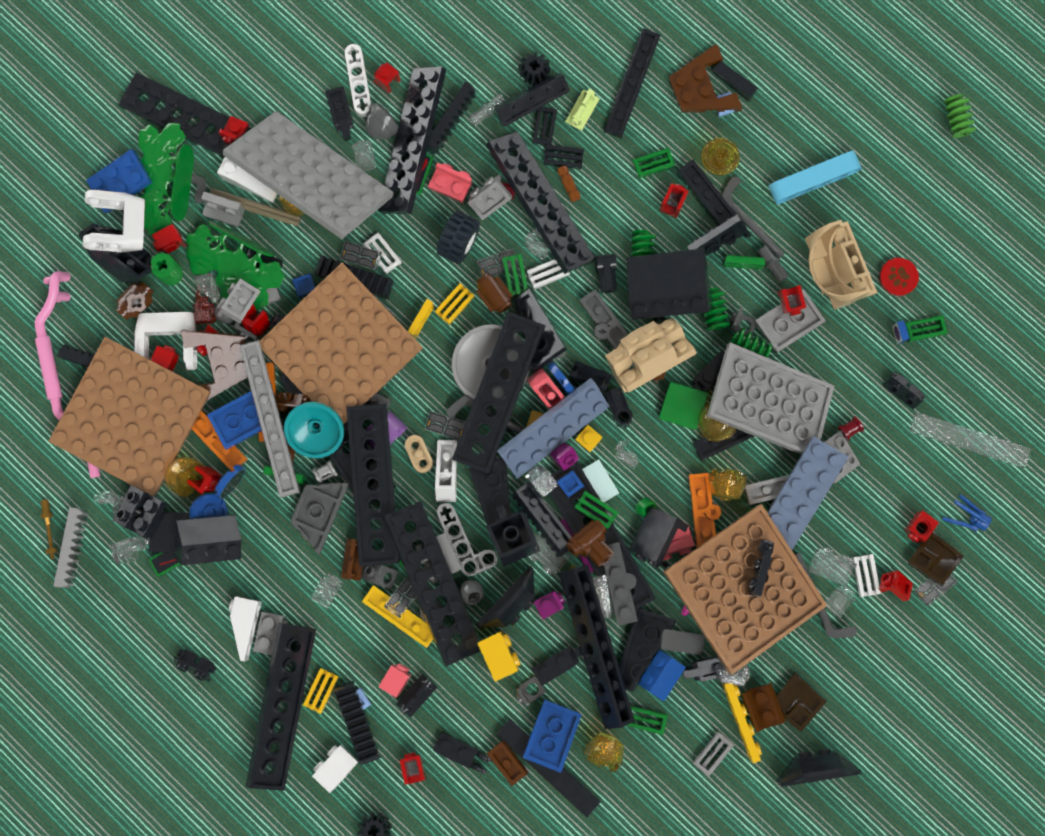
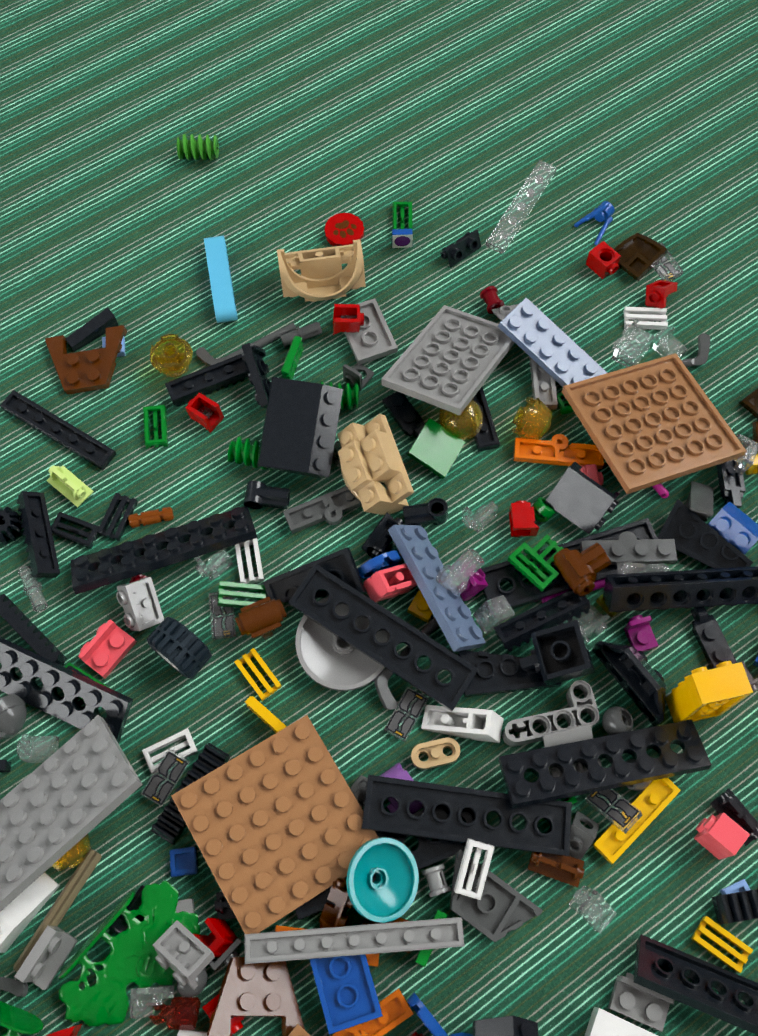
camera: 80 degrees left, 15 degrees down
(351, 496) = (464, 865): none -> white tile
(561, 442) = (456, 576): none -> clear piece
(570, 484) = (504, 581): blue tile -> none
(588, 438) = (451, 552): yellow plate -> none
(594, 490) = (527, 573): none -> green tile
(600, 481) = (501, 550): light aqua tile -> none
(632, 490) = (522, 519): none -> red window
(751, 344) = (380, 368): green piece -> none
(761, 568) = (637, 396): black hinge -> none

